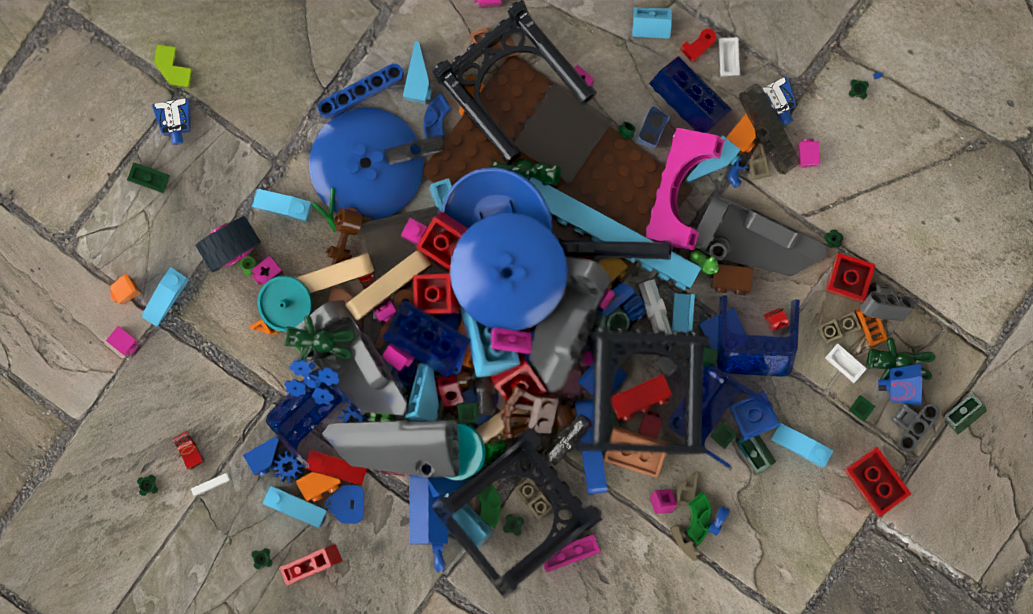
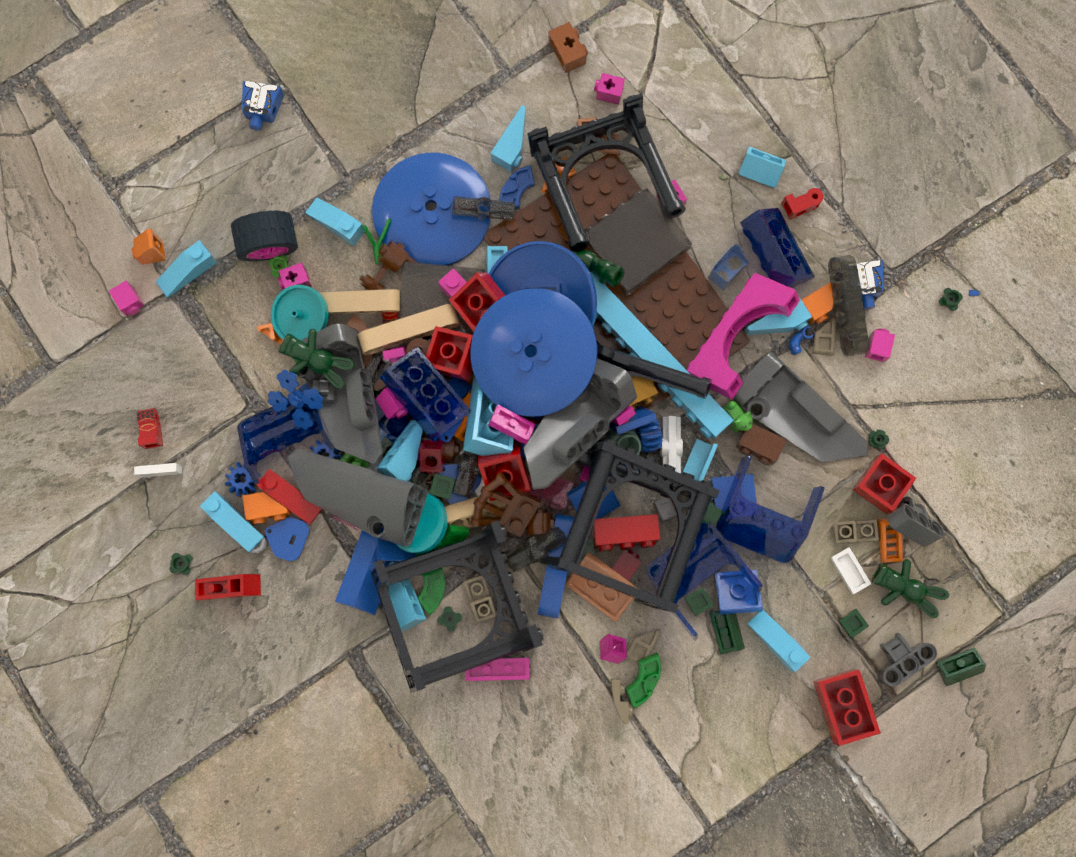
camera: 20 degrees right, 5 degrees down
(142, 485) = (91, 445): dark green plate -> none
(148, 178) = (214, 151): dark green plate -> none
(173, 74) = (277, 64): lime tile -> none
(262, 457) = (217, 460): blue slope -> none
(355, 99) = (459, 130): blue beam -> none
(439, 563) = (359, 630): blue arm -> none
(626, 130) = (702, 261): dark green plate -> none
(722, 515) = (659, 694): blue arm -> none
(729, 57) = (828, 225): white tile -> none
(776, 319) = (793, 501): red leg -> none
(904, 384) = (907, 613): blue torso -> none

